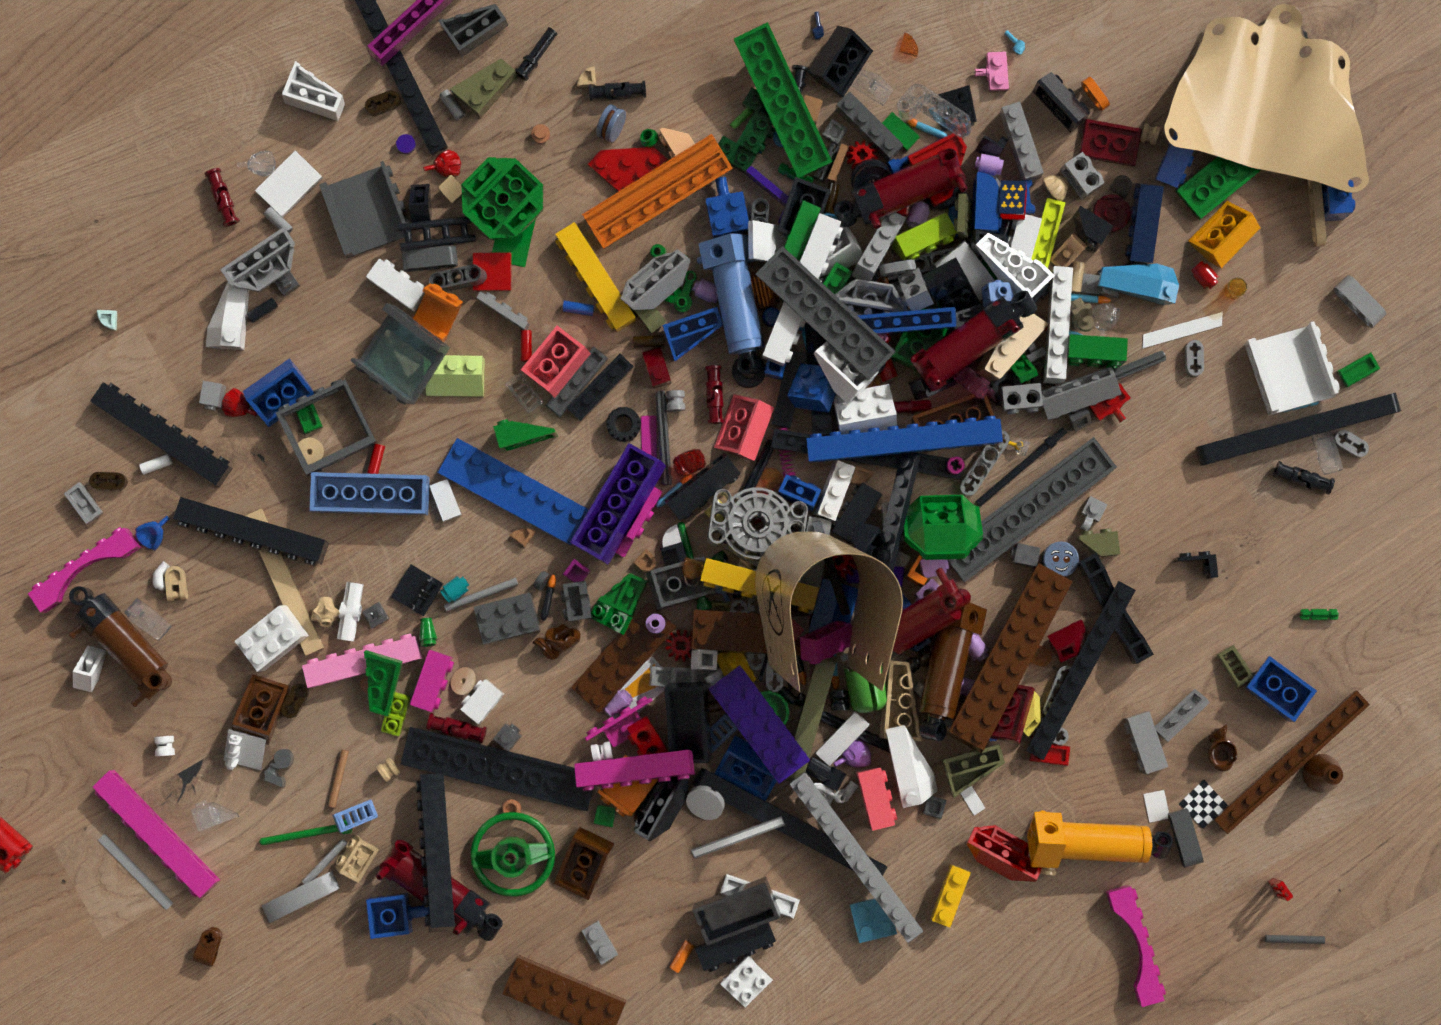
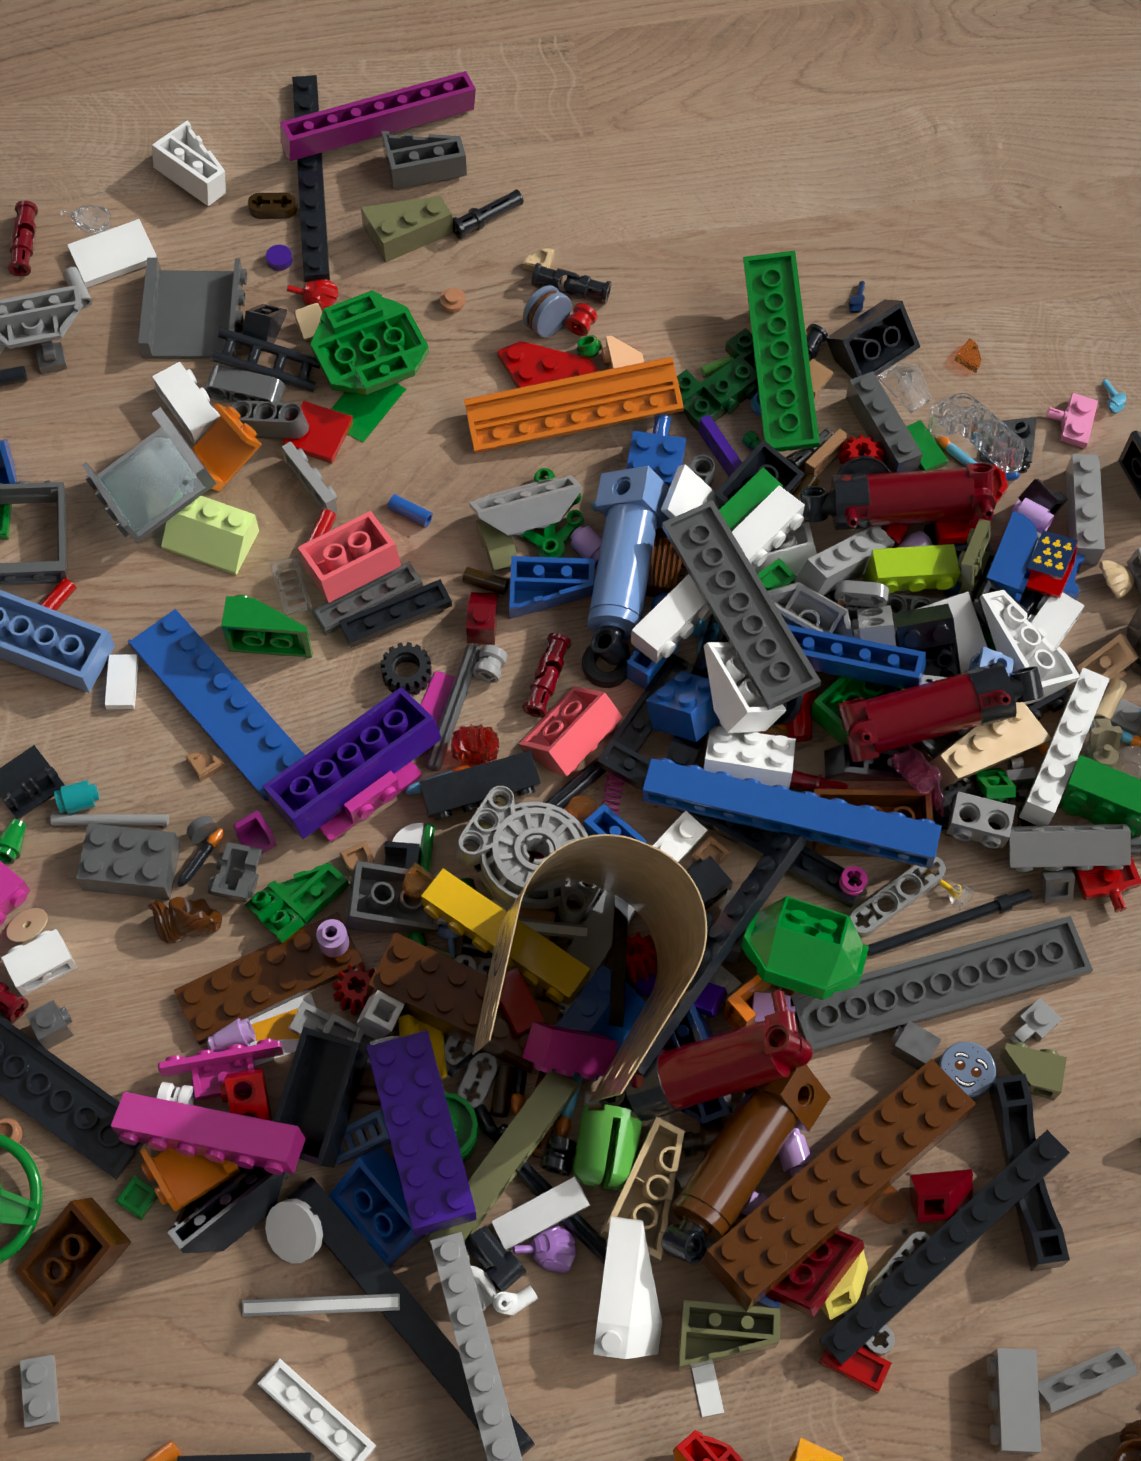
camera: 15 degrees right, 20 degrees down
(452, 105) = (356, 234): light grey hinge -> none
(595, 276) = (449, 481): yellow brick -> none
(635, 118) = (581, 319): none -> red wheel
(736, 911) = (268, 1419): black piece -> none
(834, 132) = (835, 418): light grey tile -> none
(876, 798) = (557, 1322): coral brick -> none
(934, 807) = (644, 1377): dark grey tile -> none
(1048, 231) = (1089, 625): neon yellow plate -> none

